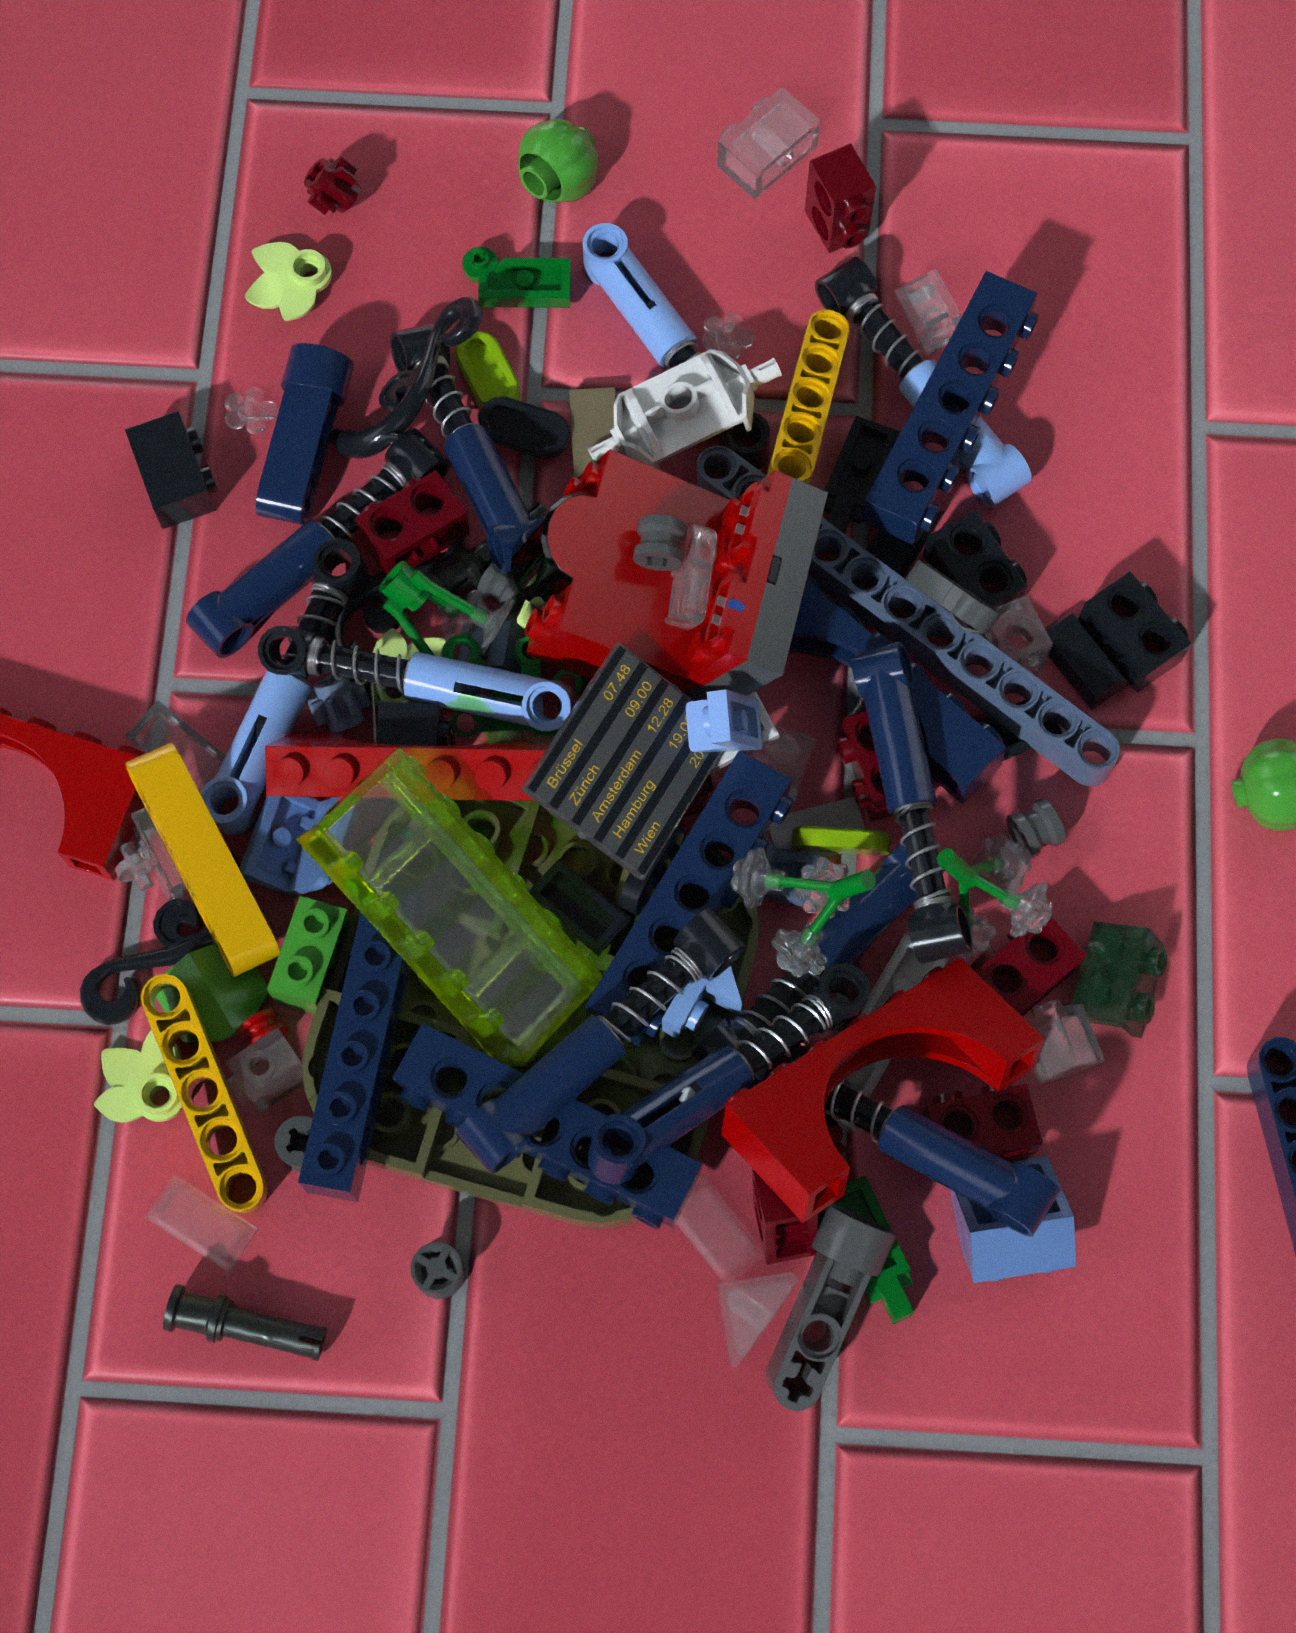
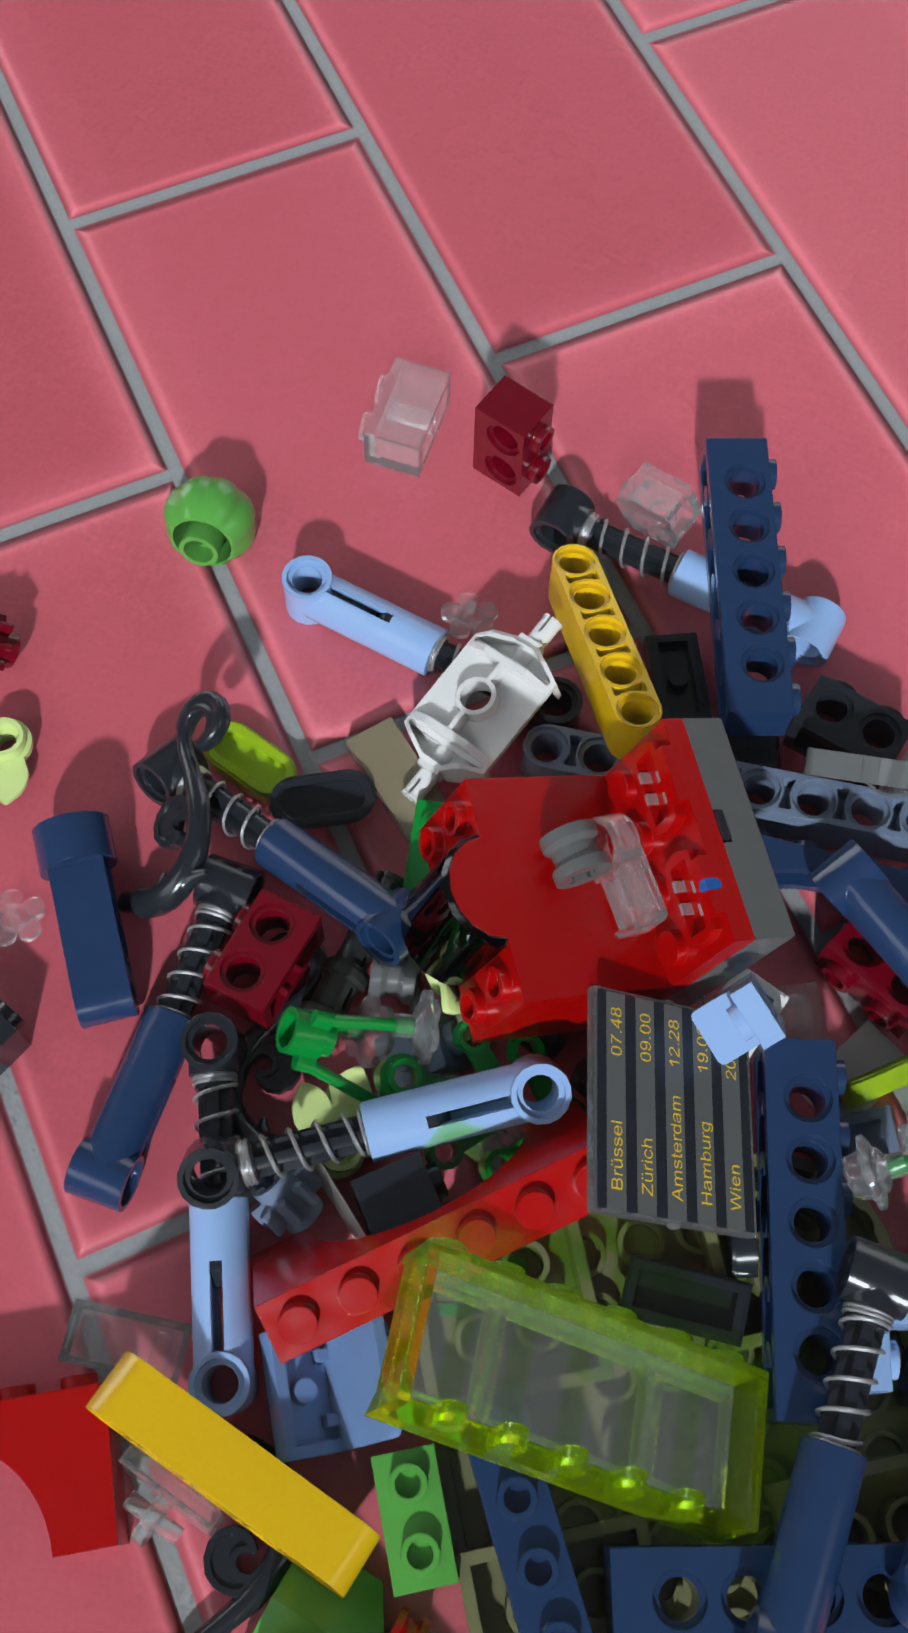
camera: 30 degrees left, 5 degrees down
(519, 280) = (233, 654): green hinge -> none

